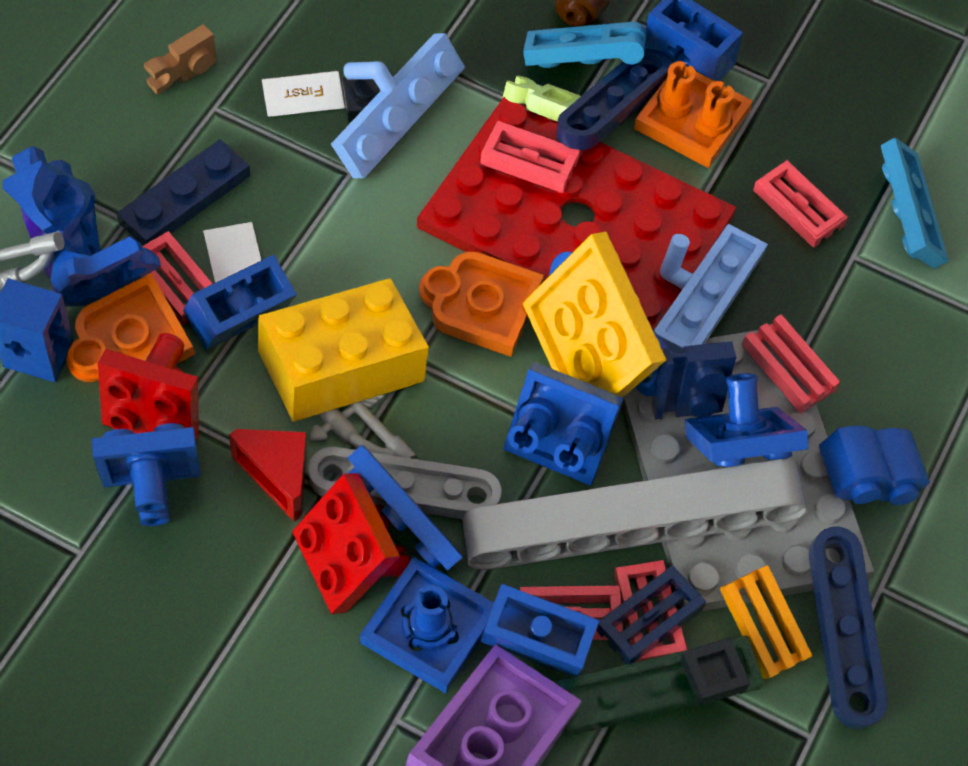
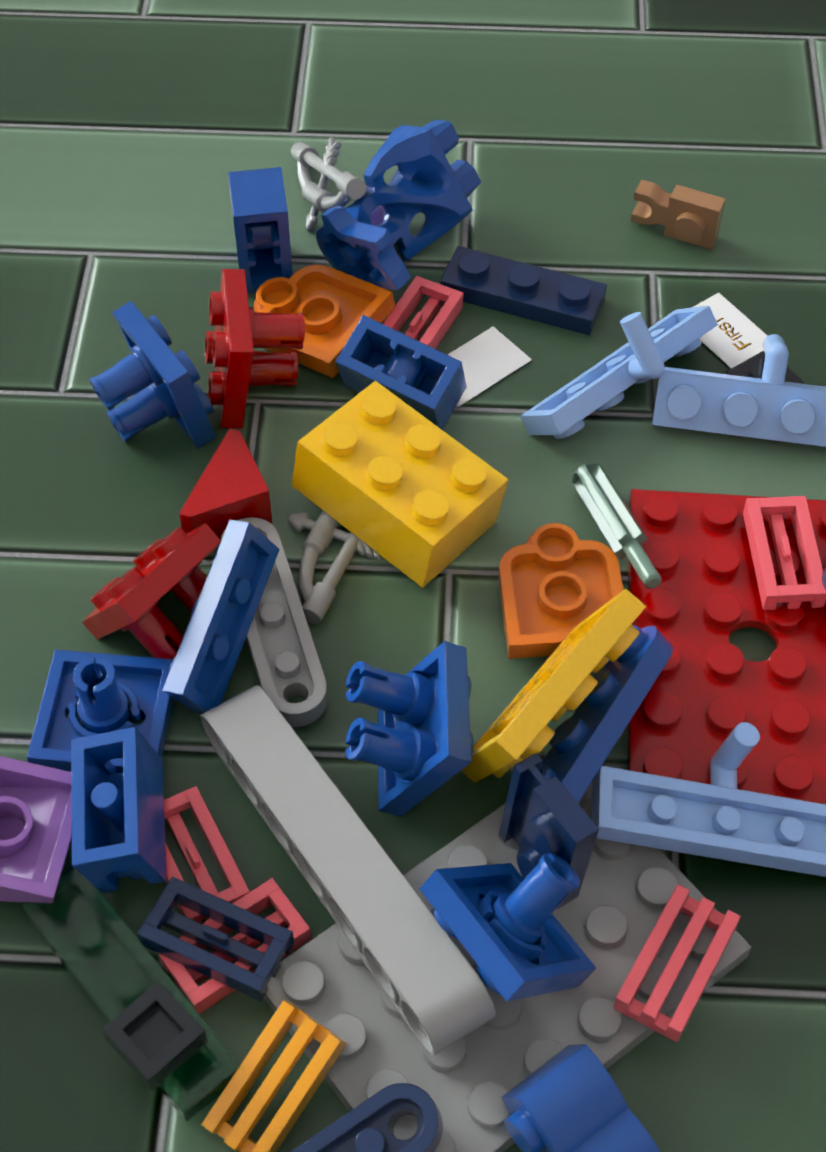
camera: 70 degrees right, 5 degrees down
(309, 160) = (629, 365): none -> light blue plate
(444, 237) = (614, 520): none -> axle

